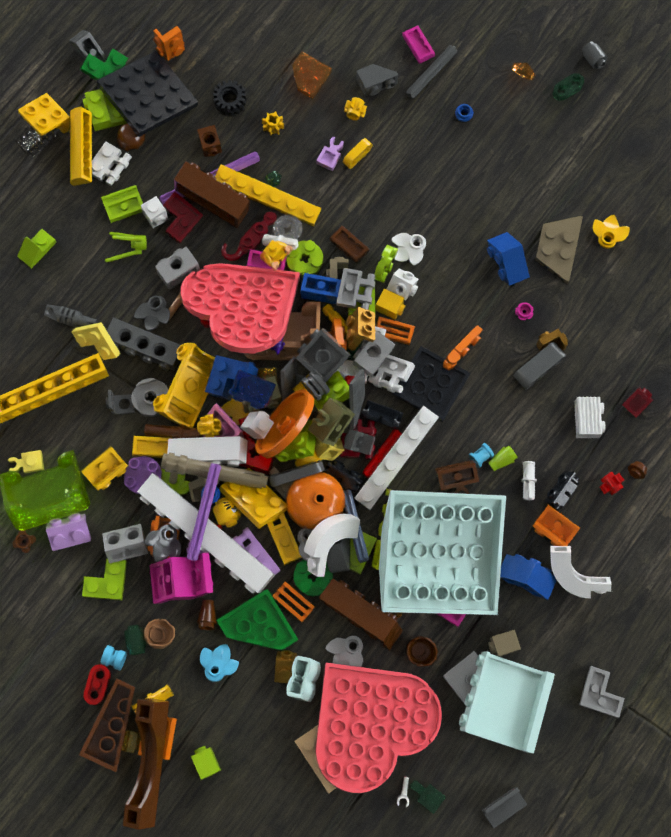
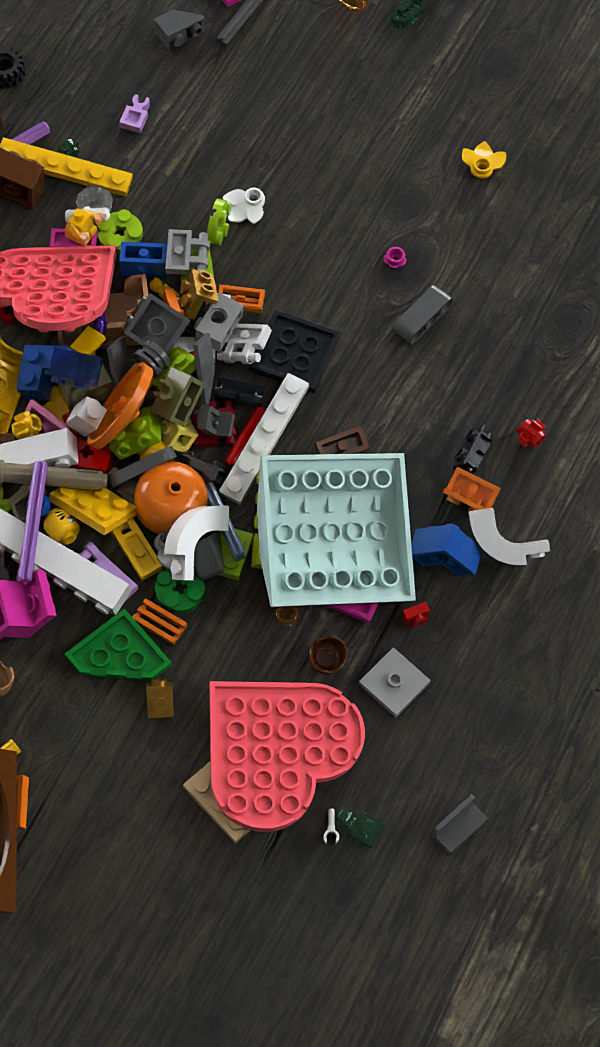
camera: 10 degrees left, 10 degrees down
(205, 762) = (73, 825): lime brick -> none
(207, 616) = (52, 653): reddish brown cone -> none
(219, 660) = (73, 702): medium azure plate -> none
(251, 238) = (51, 217): dark red piece -> none
(266, 361) = (88, 341): none -> yellow panel
(273, 123) = (60, 88): yellow gear -> none
(304, 675) = (184, 706): light aqua brick -> none
(309, 74) = (98, 31): clear orange plate -> none
(336, 263) = (160, 232): dark tan bracket -> none
(343, 653) = (229, 671): light grey plate -> none
(349, 244) = (172, 209): reddish brown plate -> none
(355, 108) = (158, 61): yellow gear -> none
(357, 153) = (167, 109): yellow beam -> none
(362, 613) = (247, 620): reddish brown wedge -> none
(390, 304) = (231, 268): yellow brick -> none
(403, 284) = (243, 244): white brick -> none
(462, 348) = (326, 304): orange hinge -> none
(464, 108) = (293, 49): blue plate -> none
(481, 455) = (369, 421): medium azure bush -> none
(495, 628) = (415, 615): none -> red plate
(503, 458) = (394, 423): lime cone -> none
(504, 643) = (429, 633): dark tan brick -> none
(506, 702) = (442, 701): light aqua panel -> none
(510, 258) = (369, 199): blue brick -> none
(528, 480) = (430, 444): white axle -> none
(555, 336) = (436, 278): pearl gold bracket -> none
(559, 245) = (425, 182): dark tan wing -> none
(588, 417) = (491, 364): white brick -> none
(596, 698) = (551, 679): light grey plate -> none
(637, 470) = (560, 415): reddish brown plate -> none
(638, 401) = (548, 339): dark red bracket -> none

